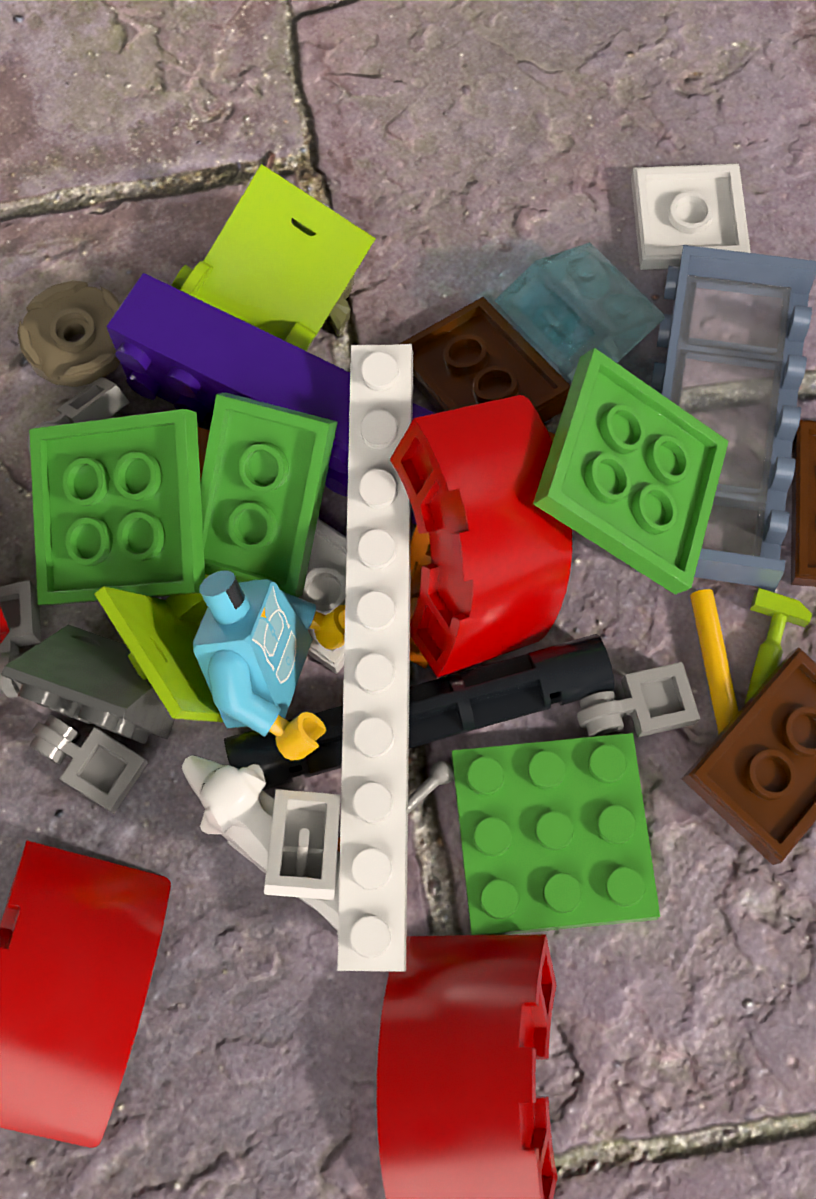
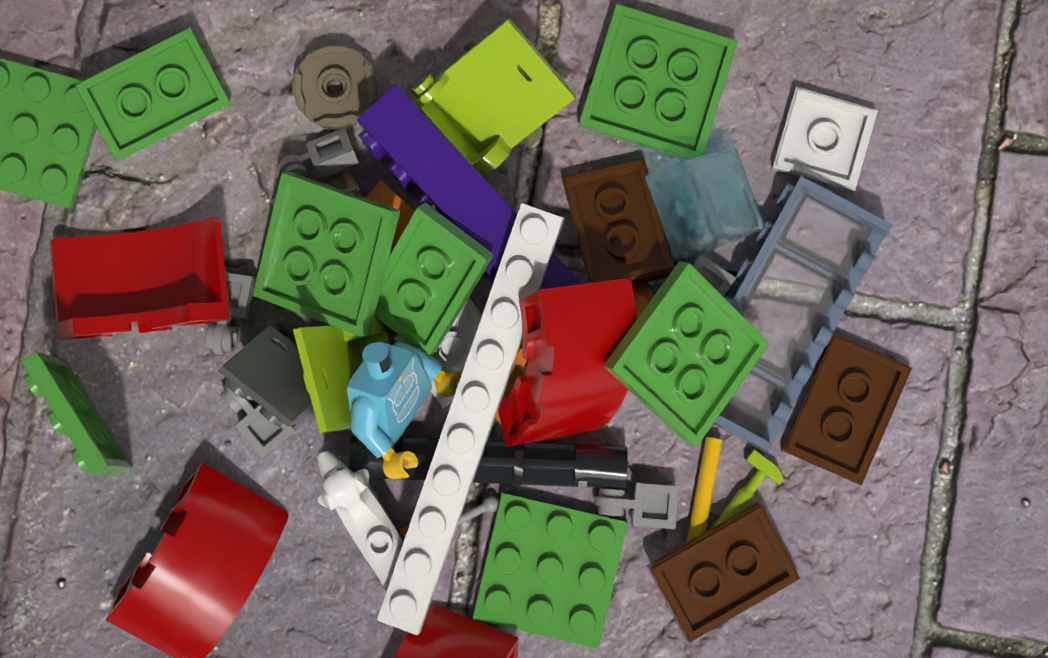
camera: 20 degrees right, 15 degrees up
(303, 845) = (378, 540): white slope -> none
(467, 211) = (658, 83): none -> bright green plate

